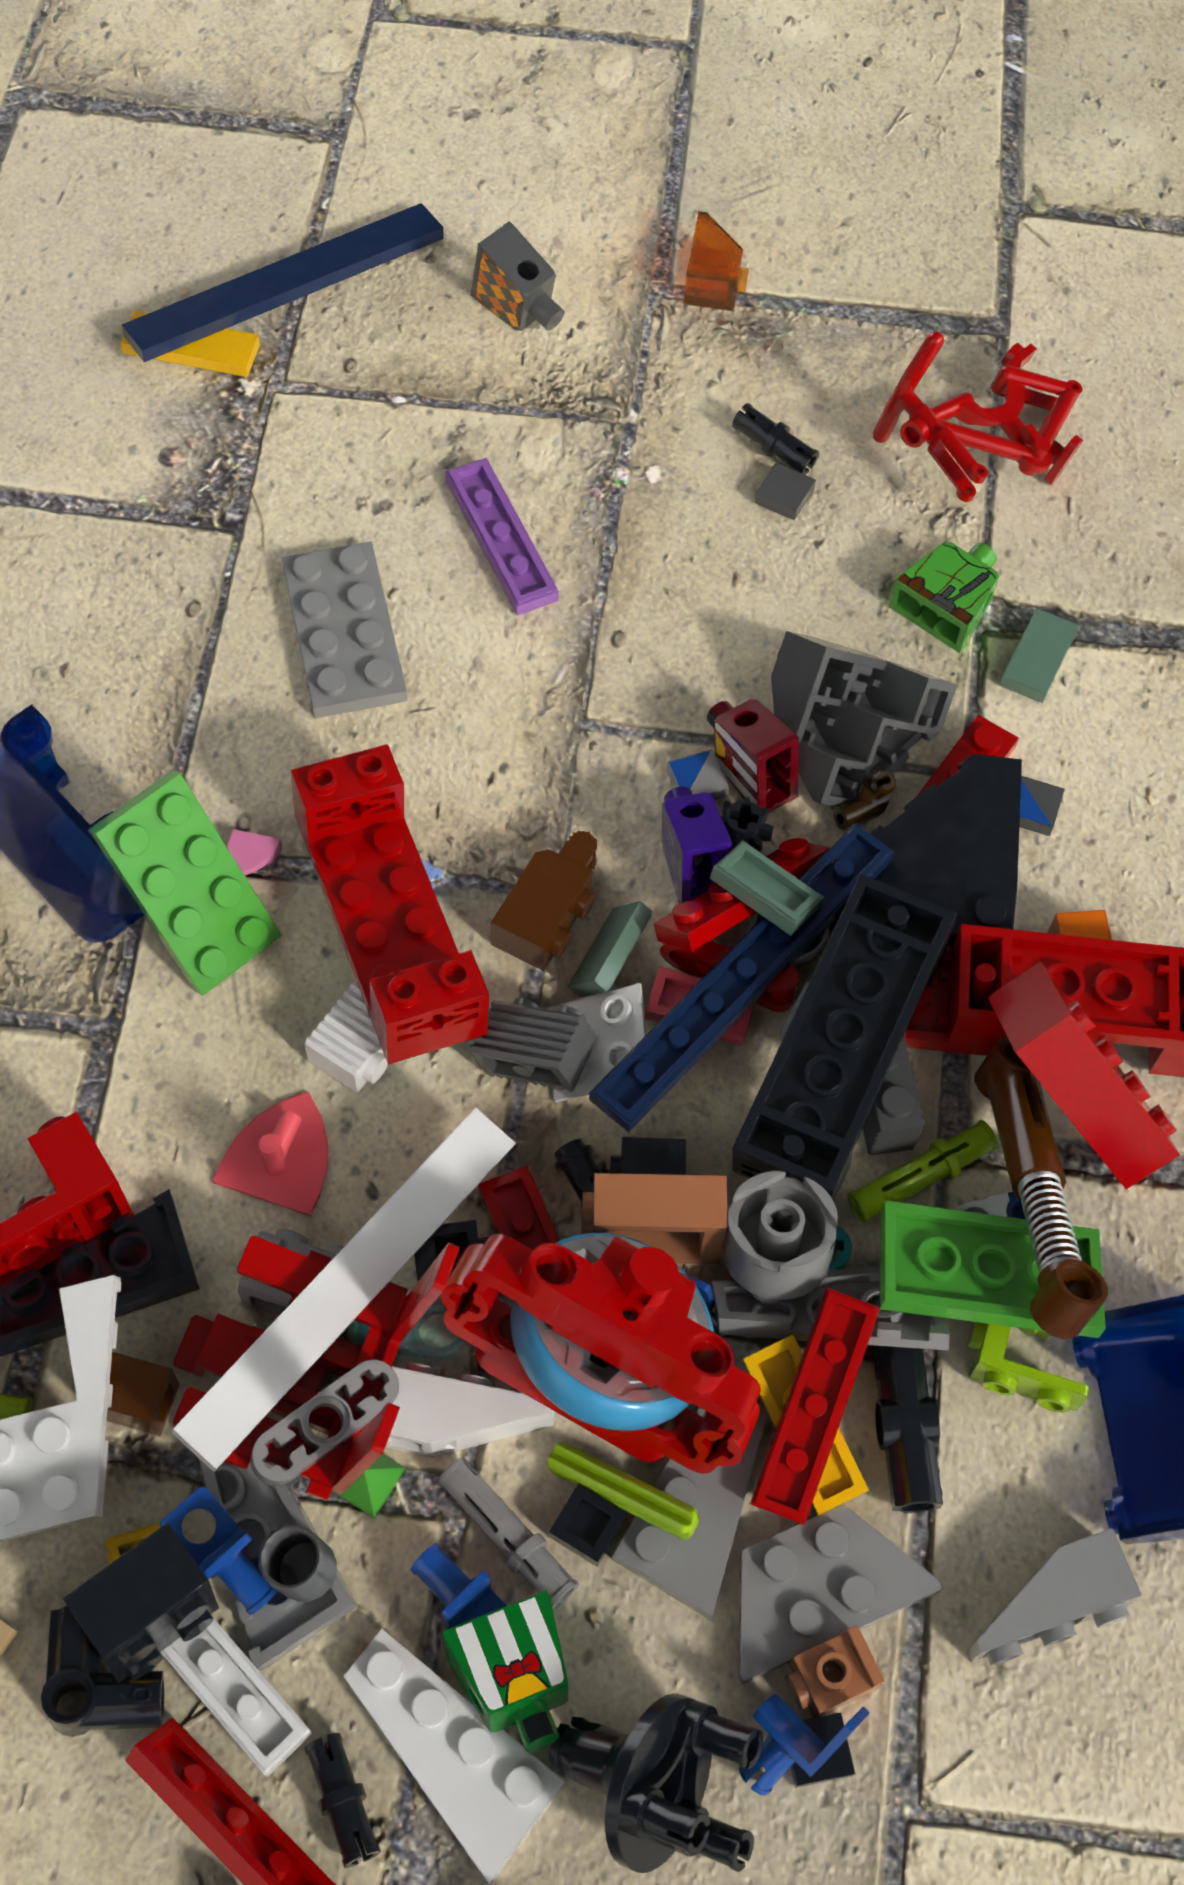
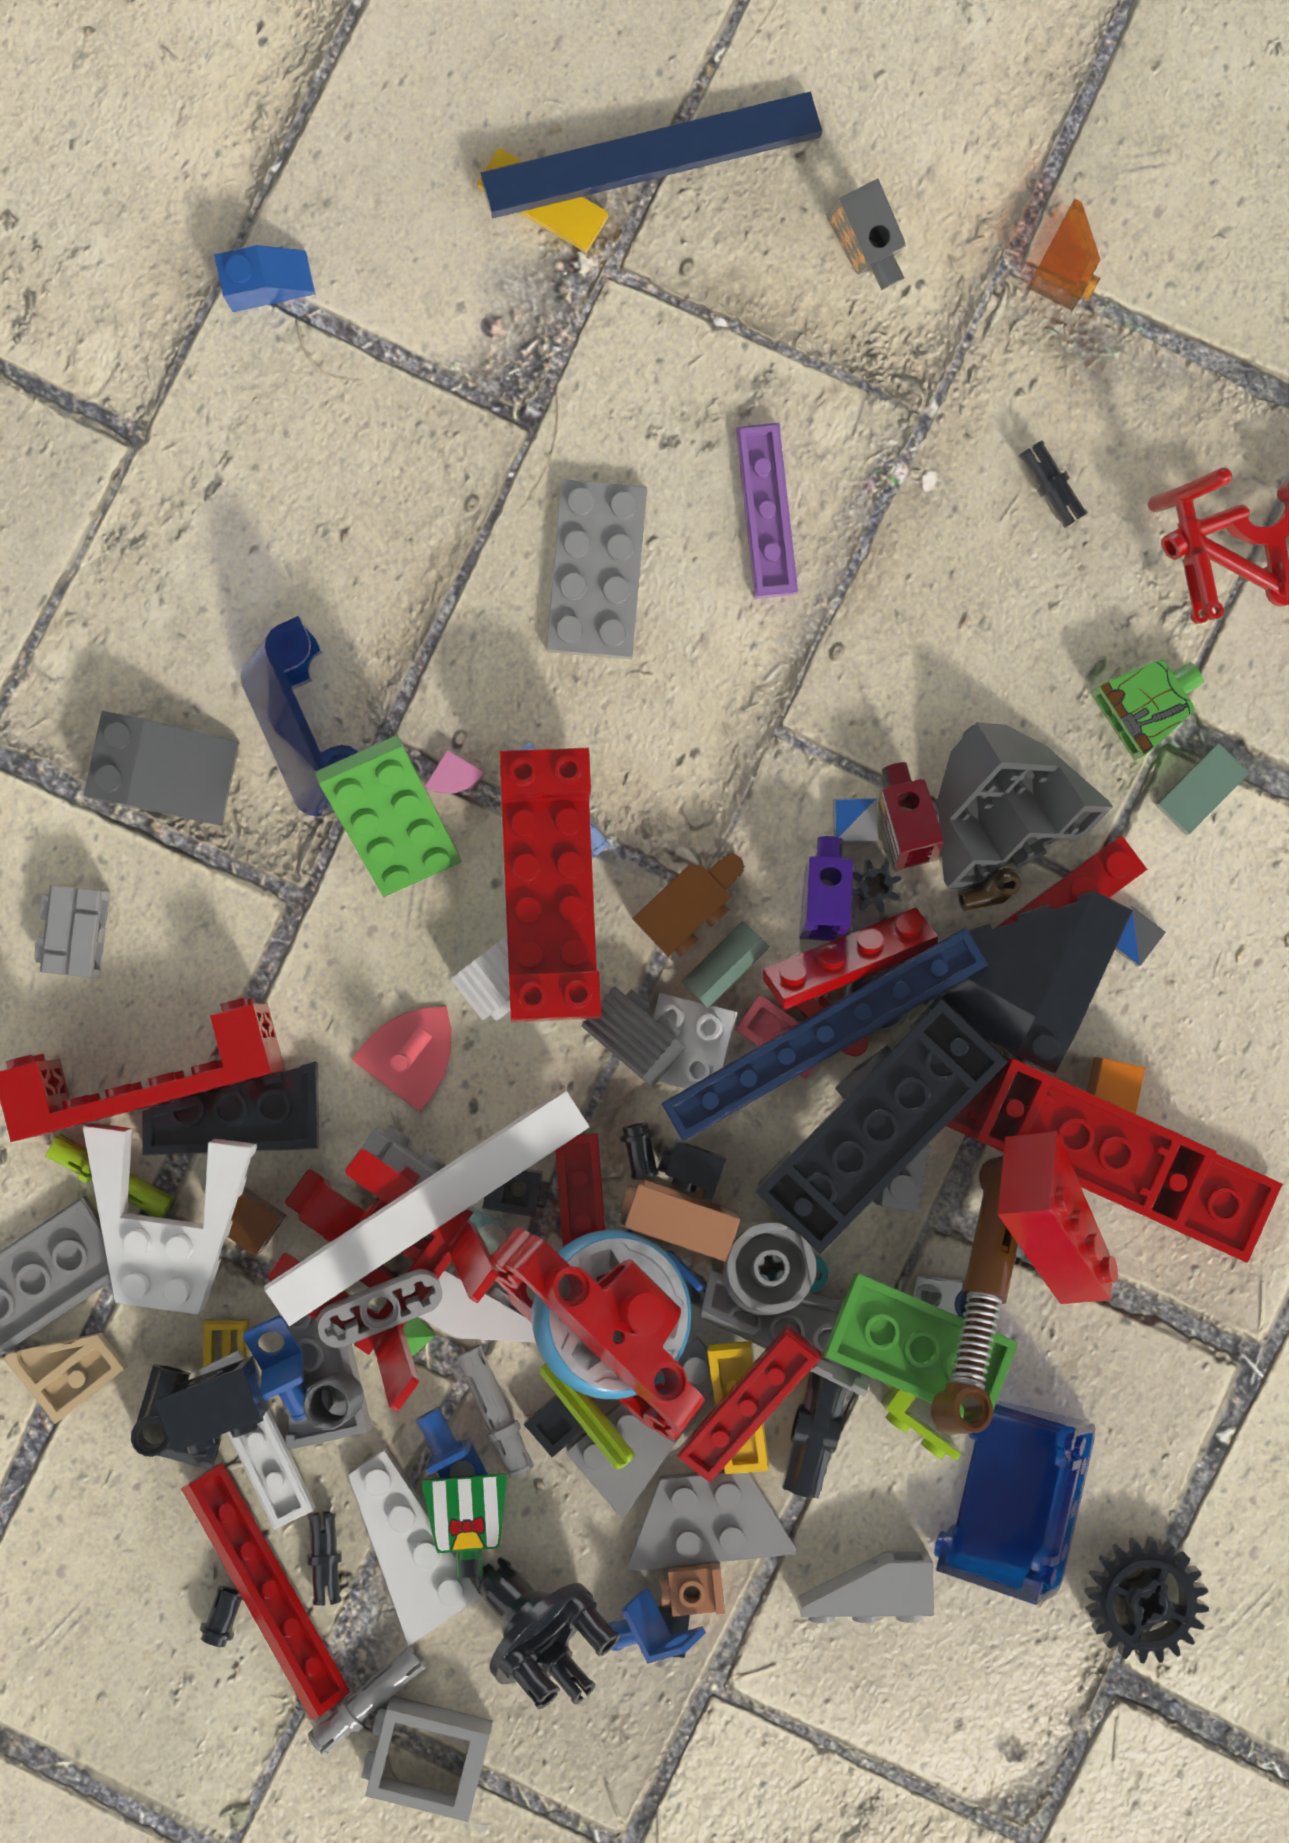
camera: 20 degrees right, 25 degrees up
(766, 887) = (865, 972): sand green tile -> none
(785, 491) = (1041, 542): dark grey tile -> none
(940, 1161) = (908, 1234): lime pin -> none

